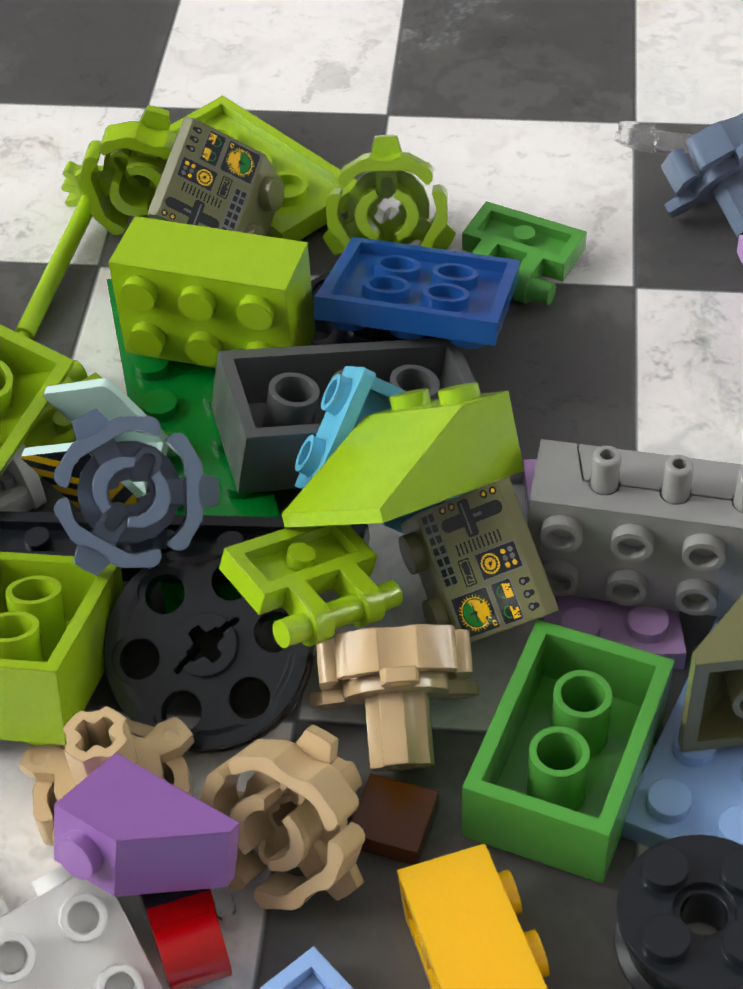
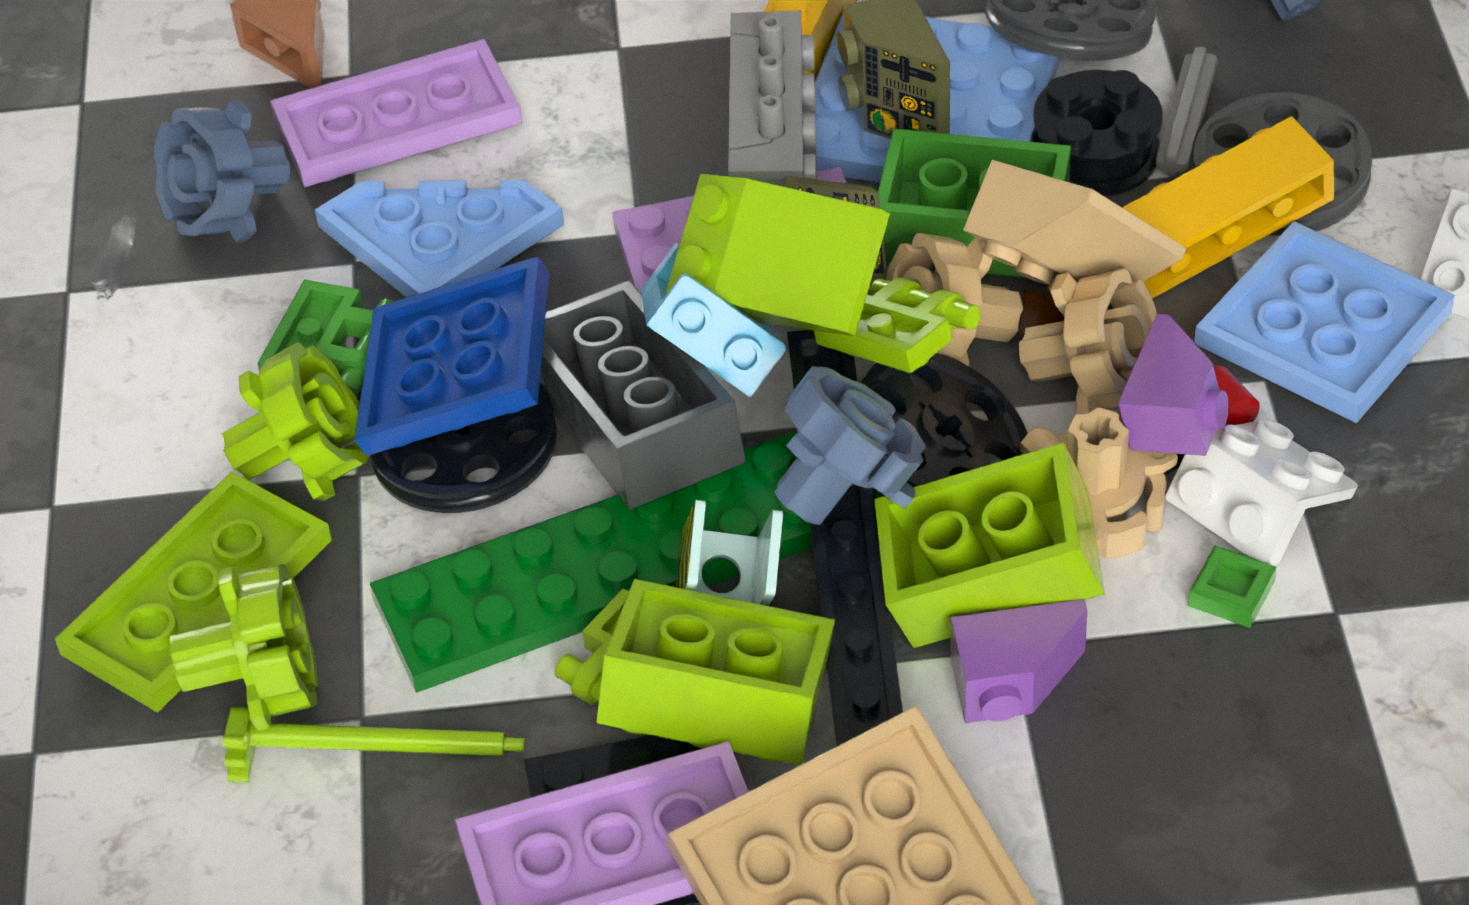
camera: 100 degrees left, 0 degrees up
(209, 291) = (515, 492): lime brick -> none
(217, 183) = (330, 554): slope -> none
(396, 754) = (1062, 228): none -> tan slope
(642, 329) = (439, 230): none -> light blue plate

